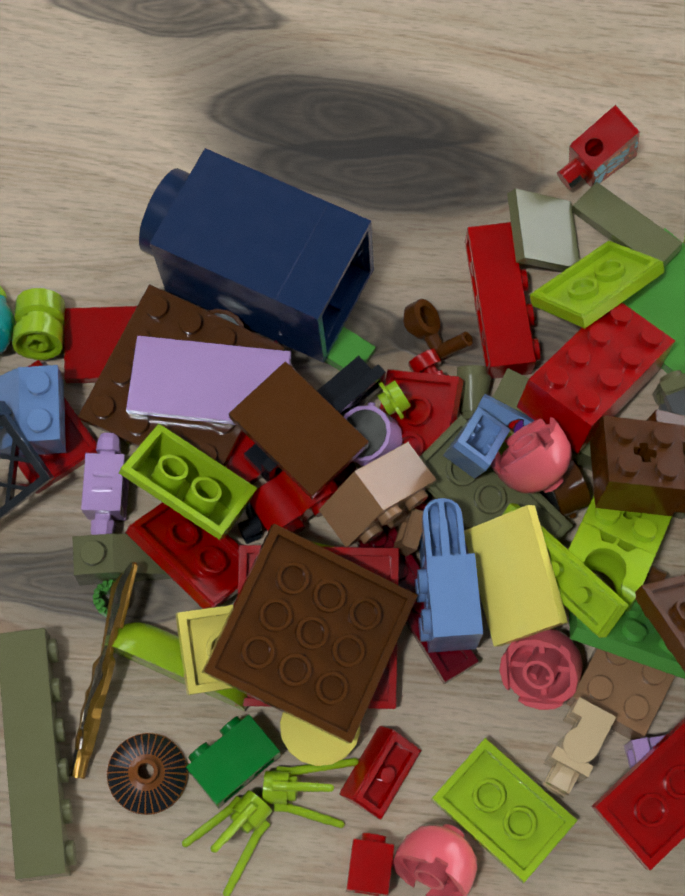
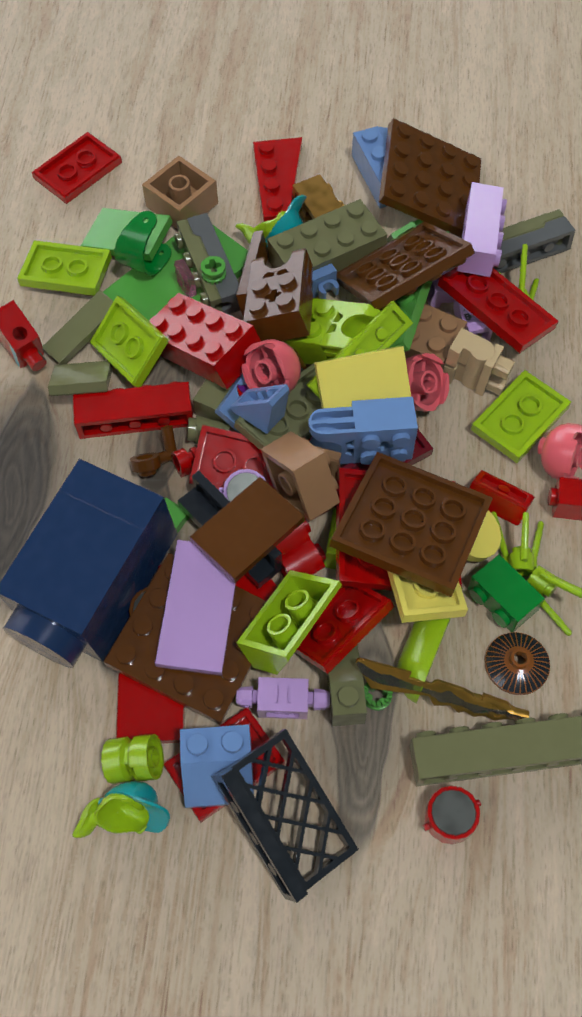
camera: 85 degrees left, 10 degrees down
(393, 399) = (219, 469): lime plate -> none

